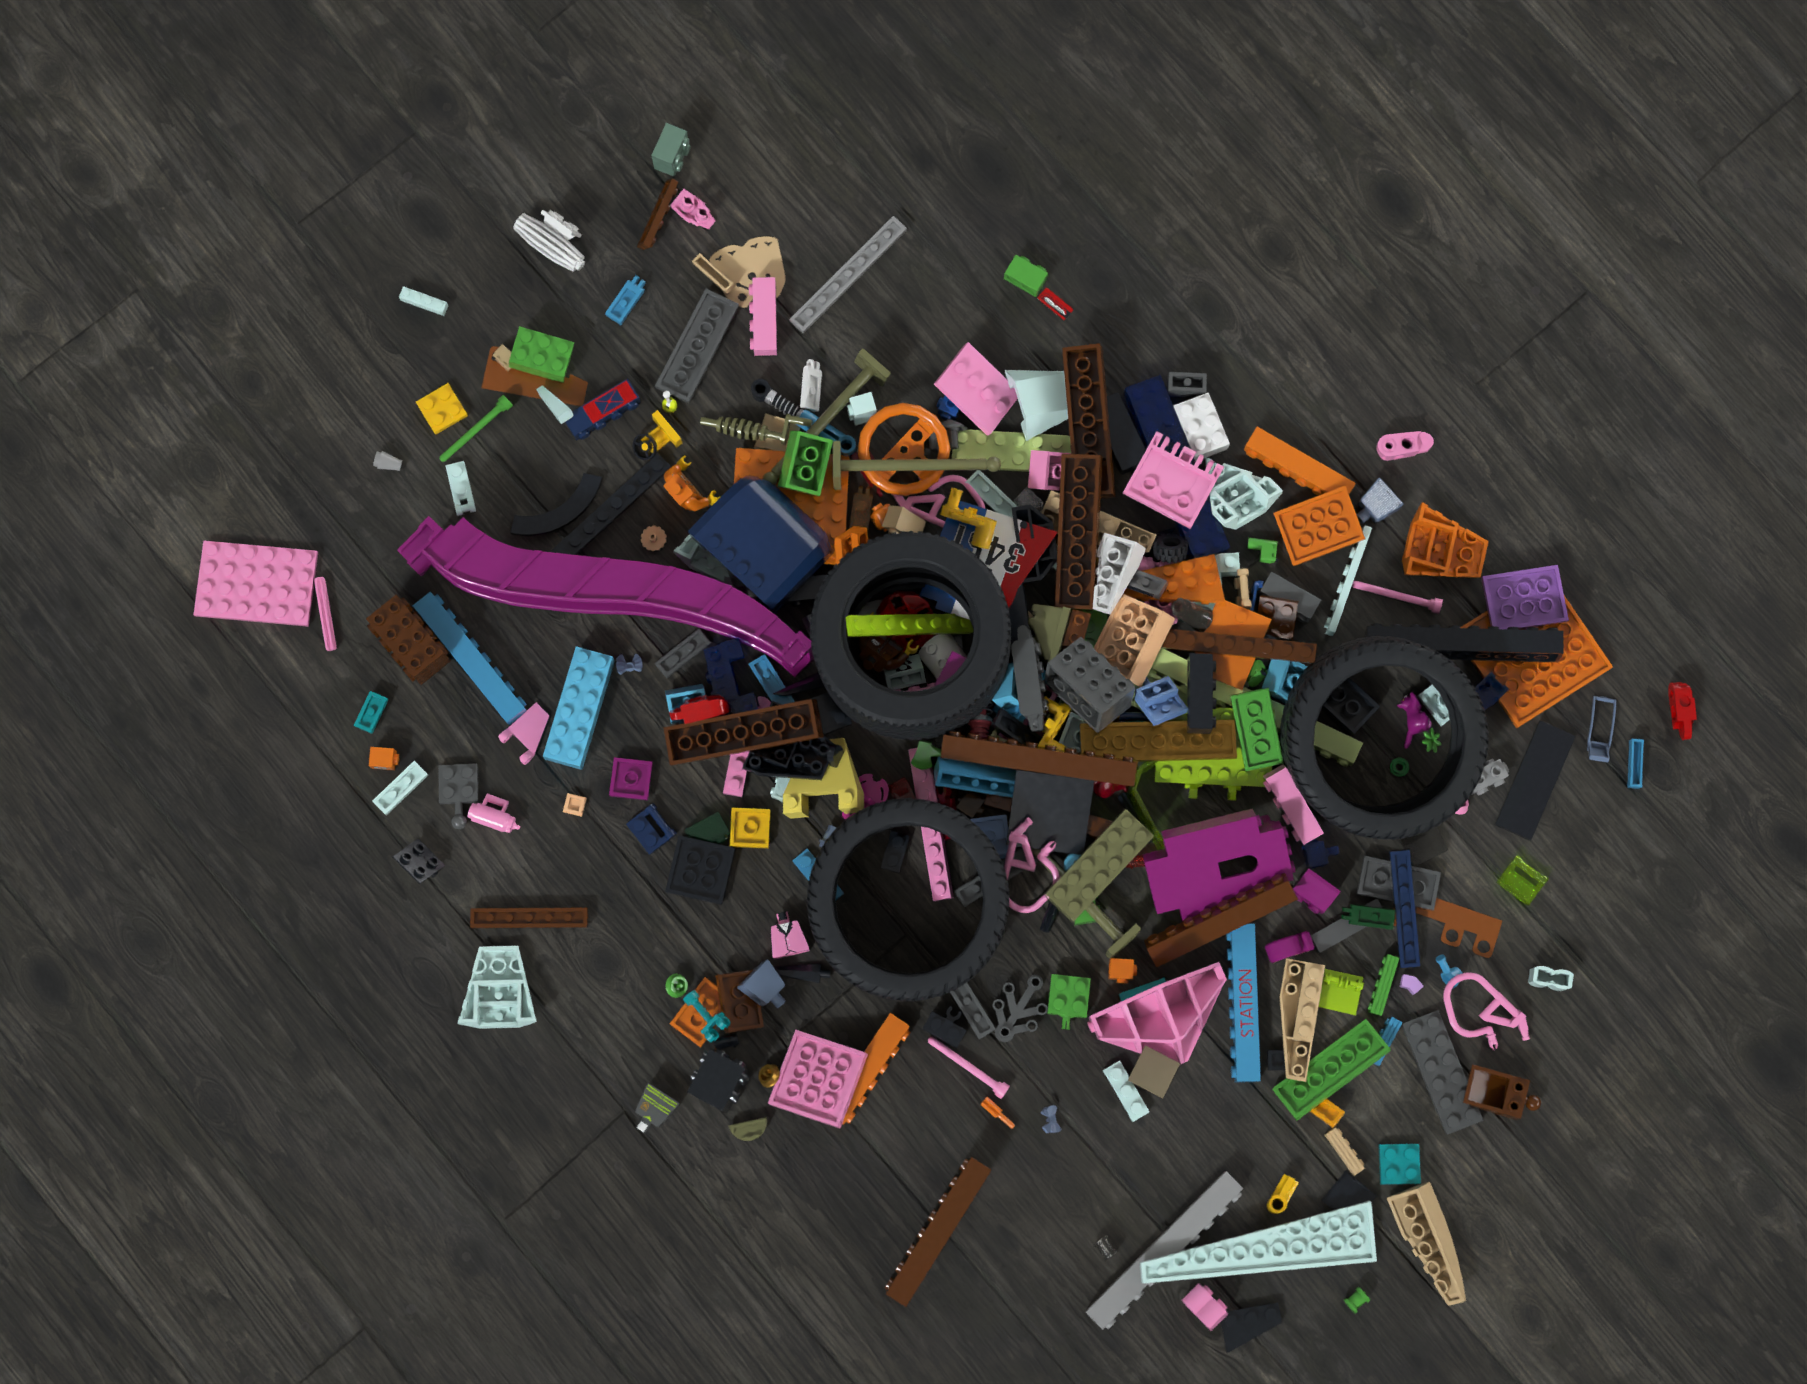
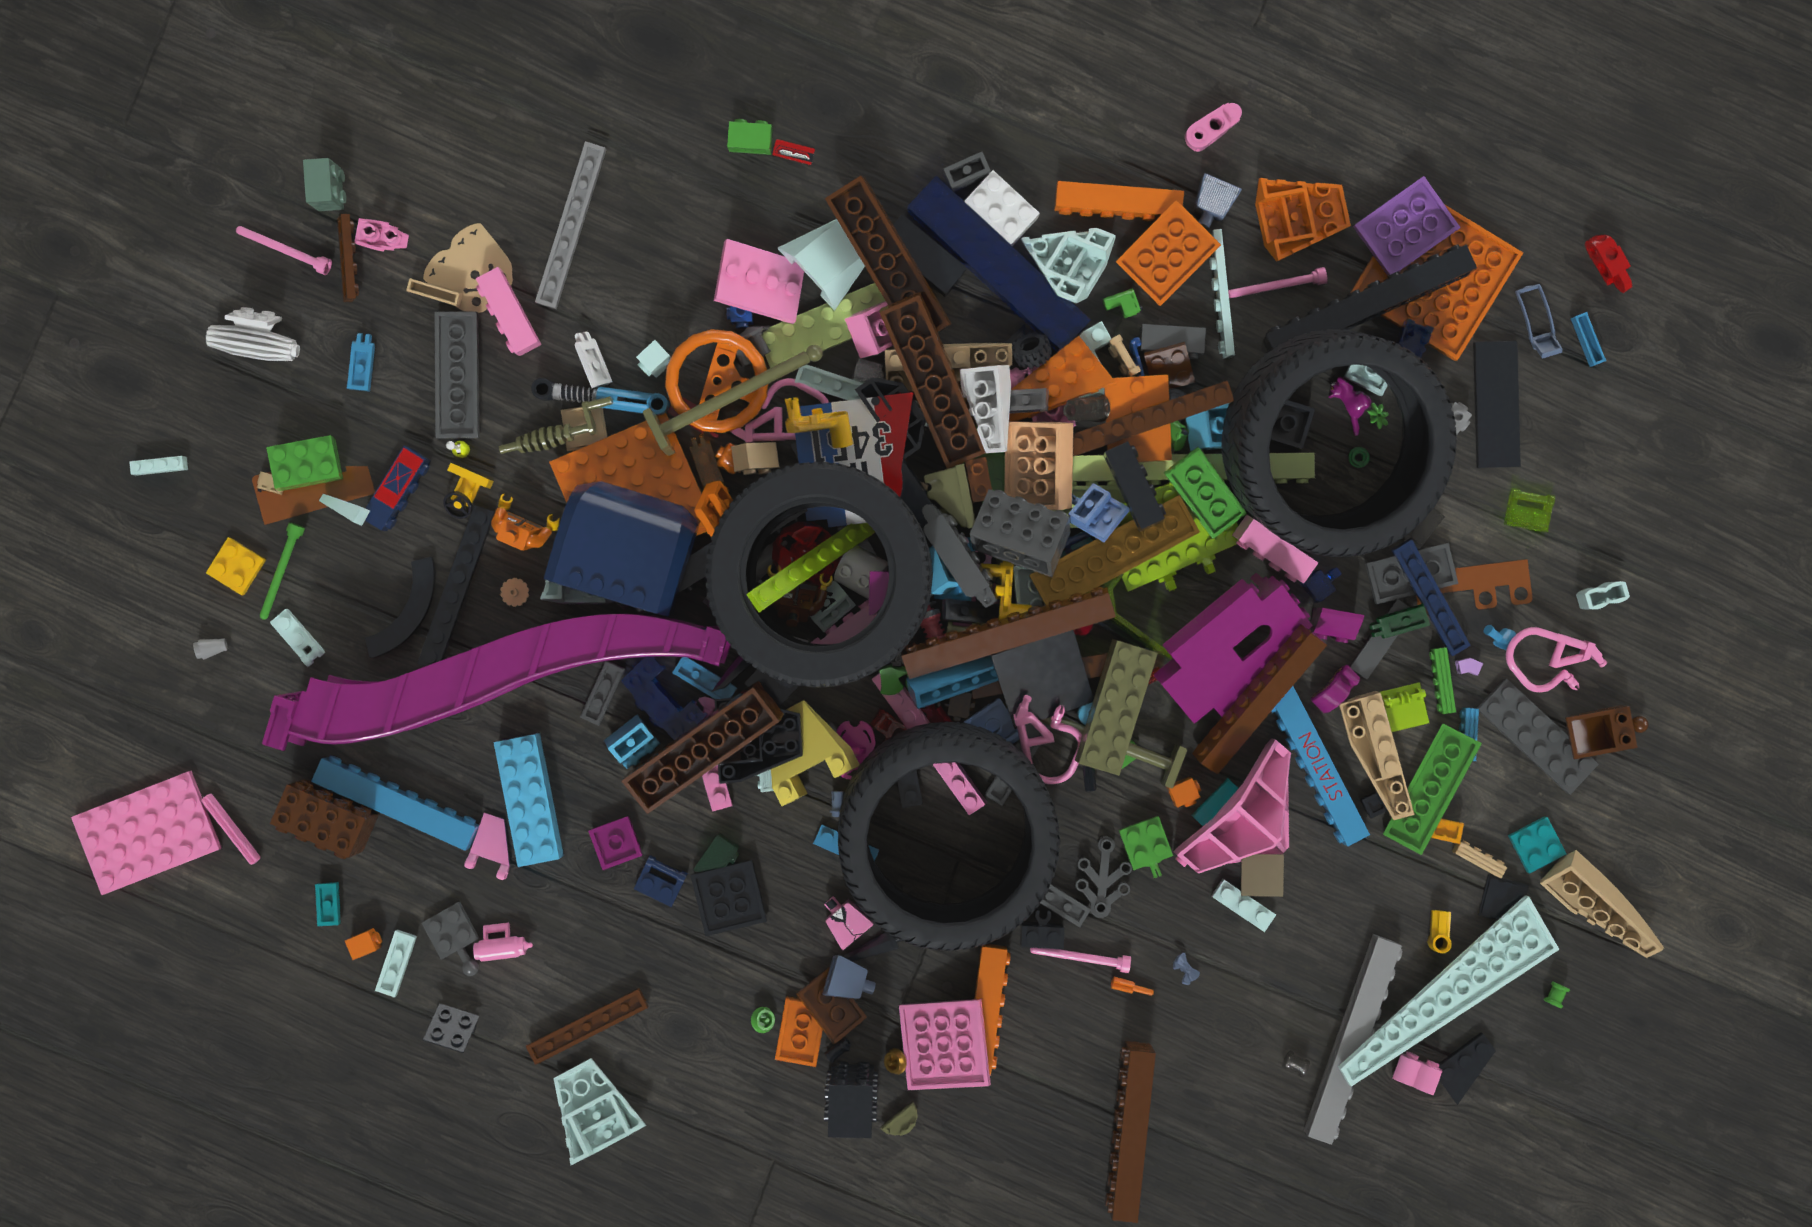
camera: 25 degrees left, 10 degrees up
(574, 804) = (574, 894): light nougat tile -> none
(622, 666) = (551, 735): sand blue piece -> none
(635, 210) = (321, 264): none -> bright pink piece
(654, 1108) = (801, 1146): dark grey torso -> none
(700, 708) = (648, 745): red piece -> none
(719, 1019) = (823, 1036): teal bar -> none
(750, 828) = (756, 832): yellow plate -> none
(805, 463) = (625, 447): bright green brick -> none
(834, 755) = (803, 724): black tile -> none
(870, 369) = (642, 314): olive piece -> none
(1171, 482) = (1002, 283): bright pink hinge -> none

